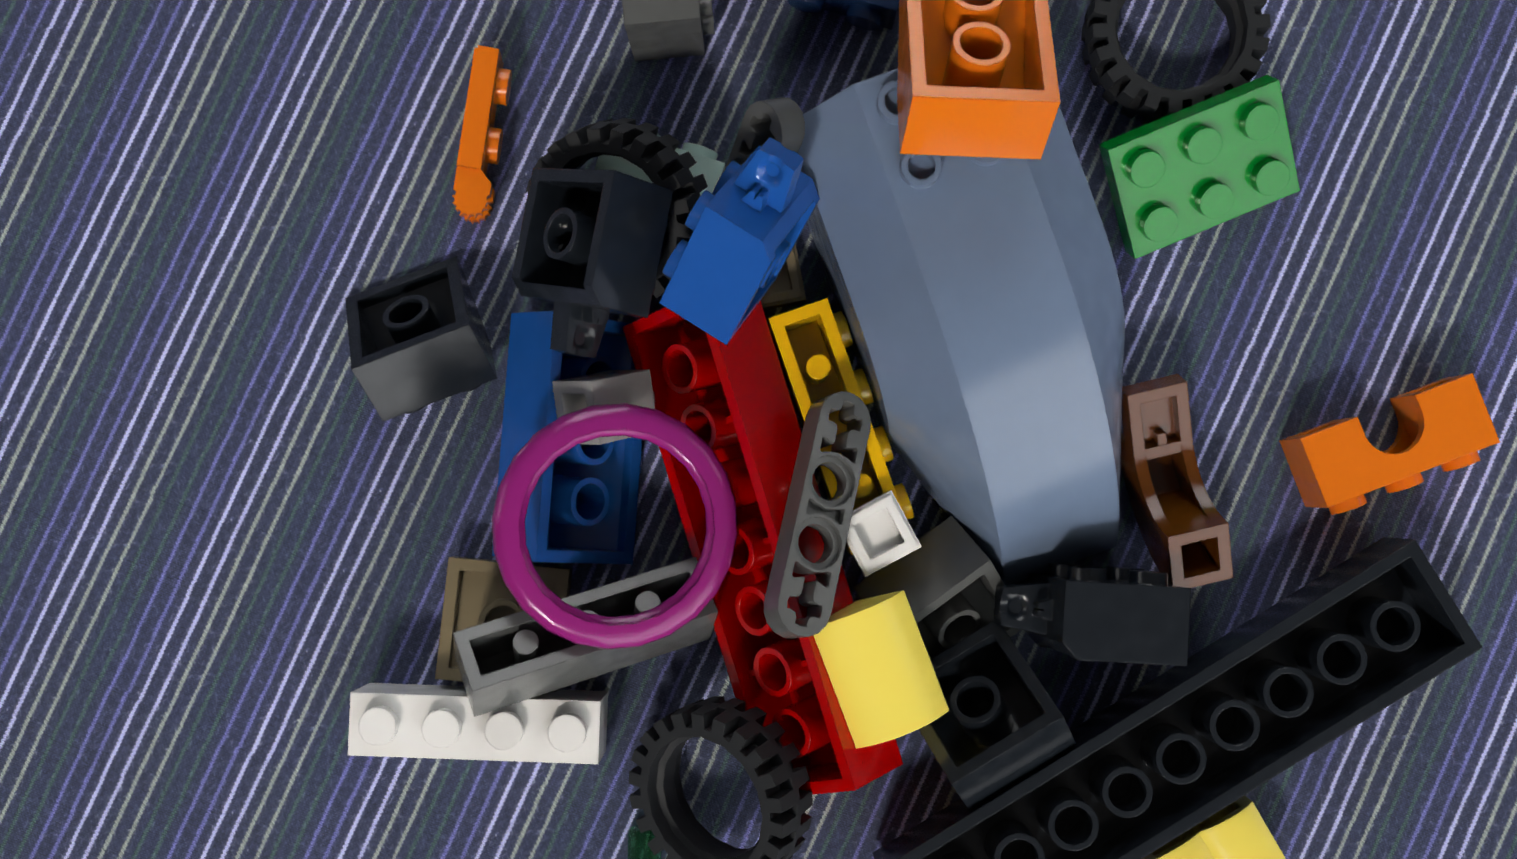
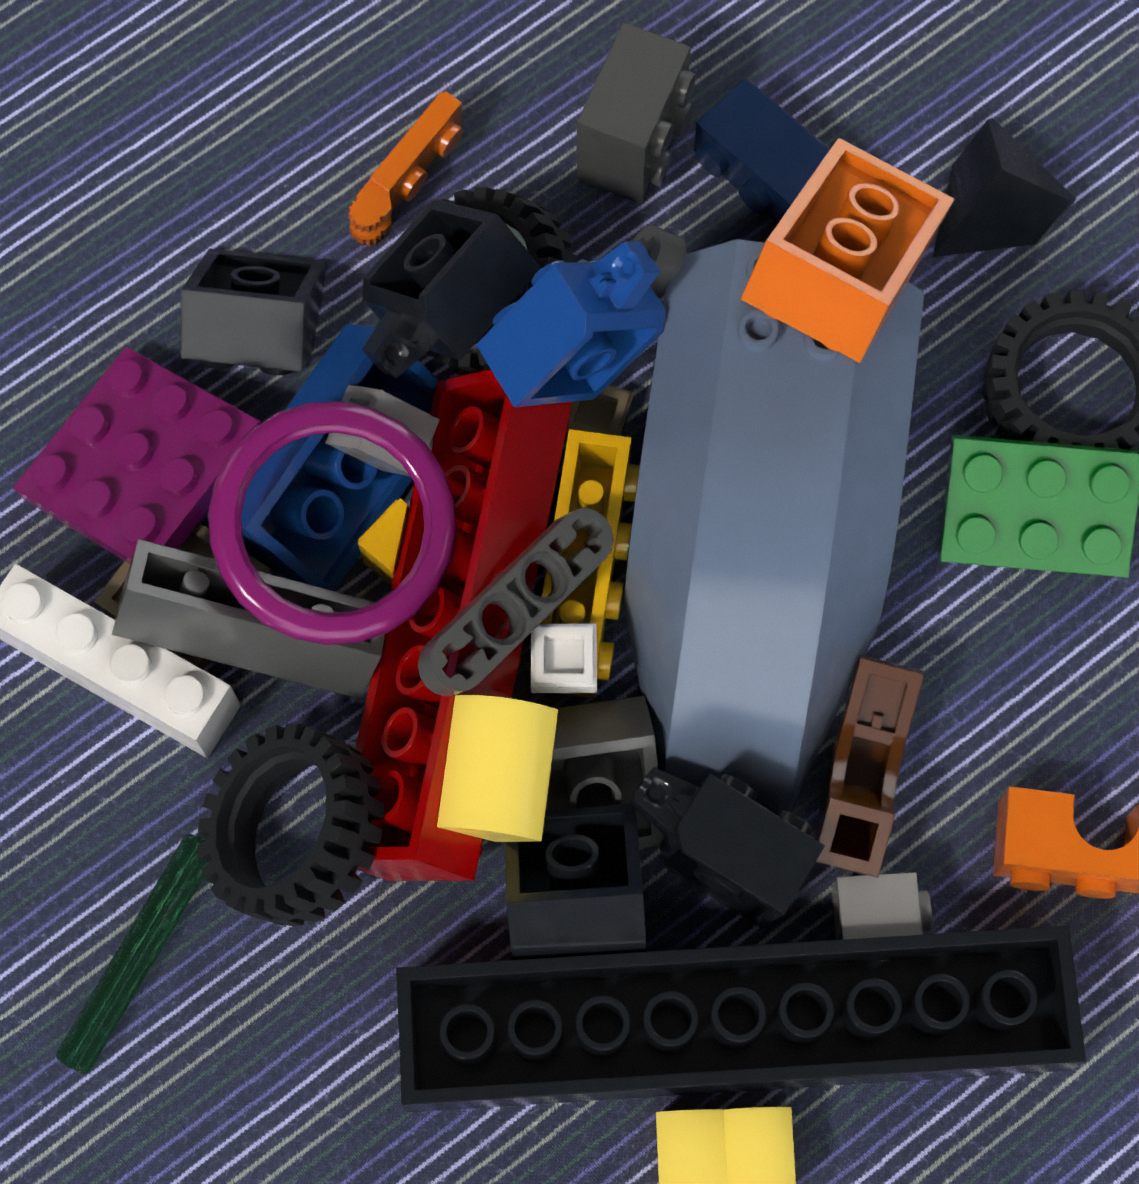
camera: 25 degrees right, 15 degrees down
(401, 532) = (136, 458): none -> magenta plate
(655, 492) = (383, 540): none -> yellow slope
(1242, 603) = (879, 906): none -> light grey brick

